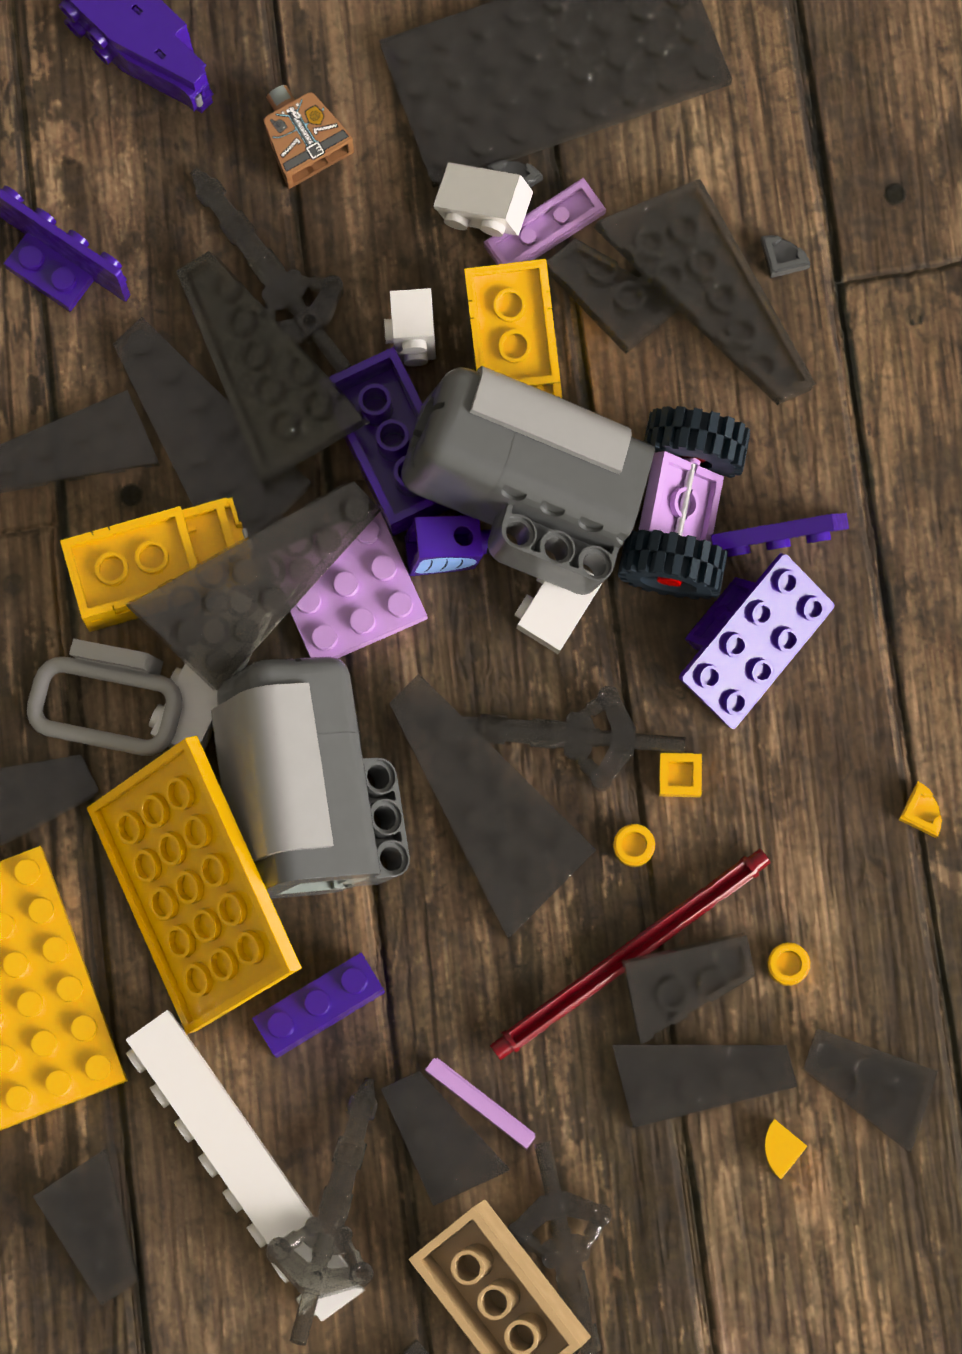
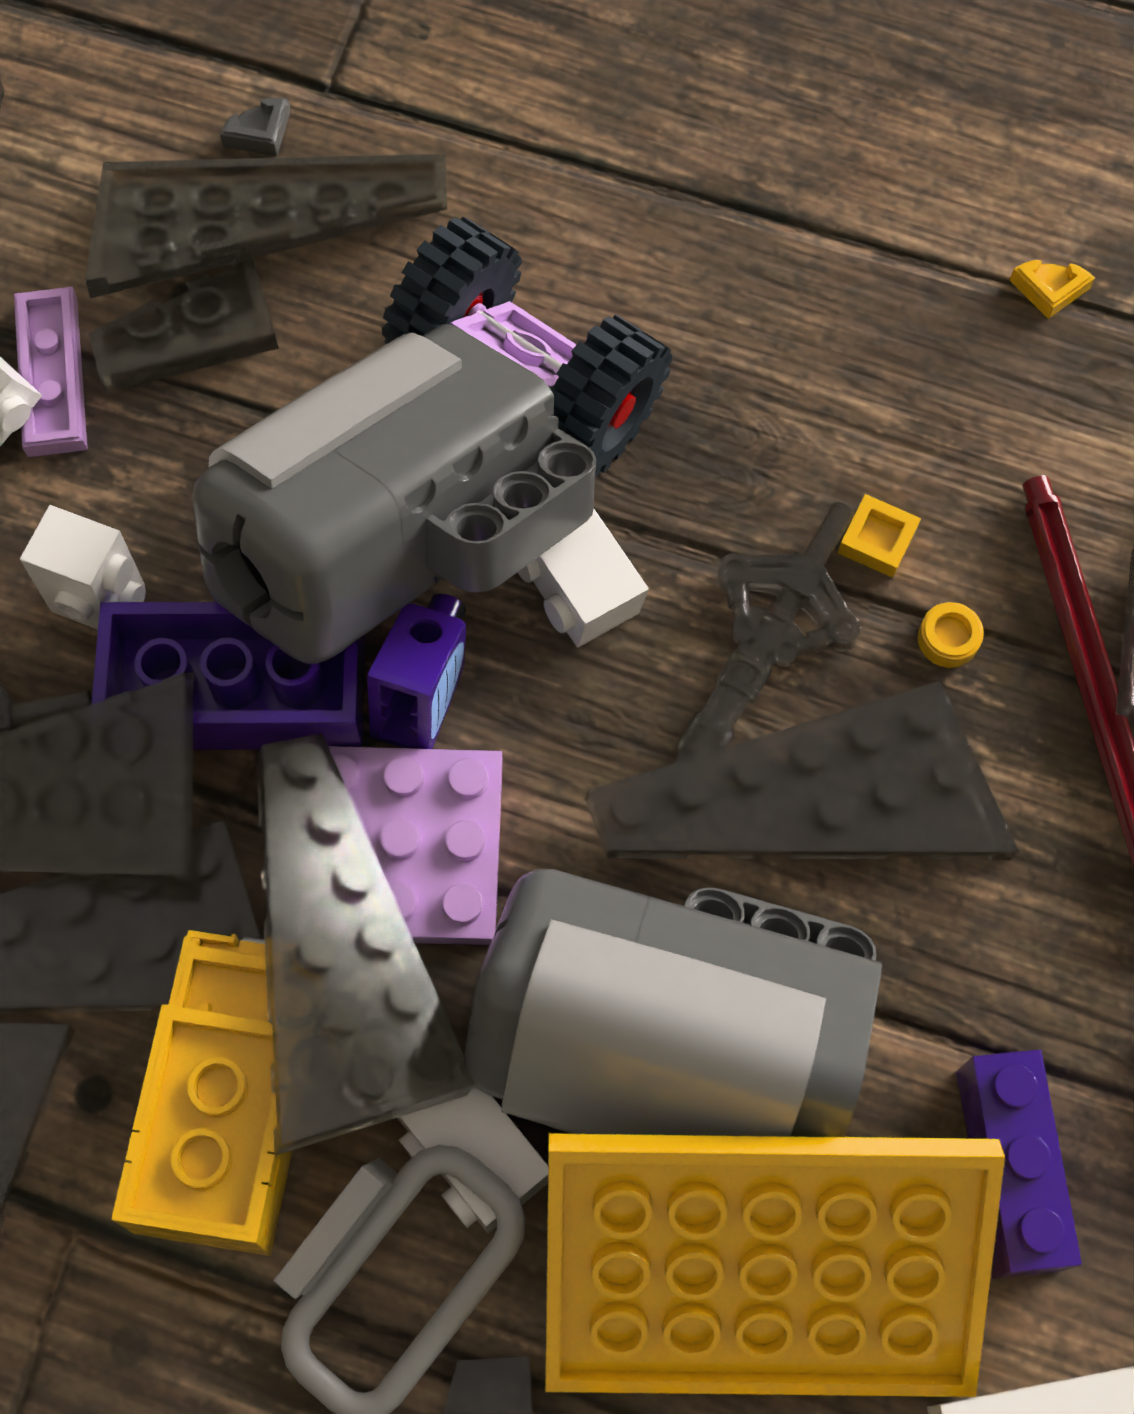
camera: 70 degrees left, 10 degrees down
(514, 322) = (144, 437): yellow piece -> none
(752, 637) = (737, 368): bracket -> none
(779, 534) = (639, 217): dark purple wing -> none

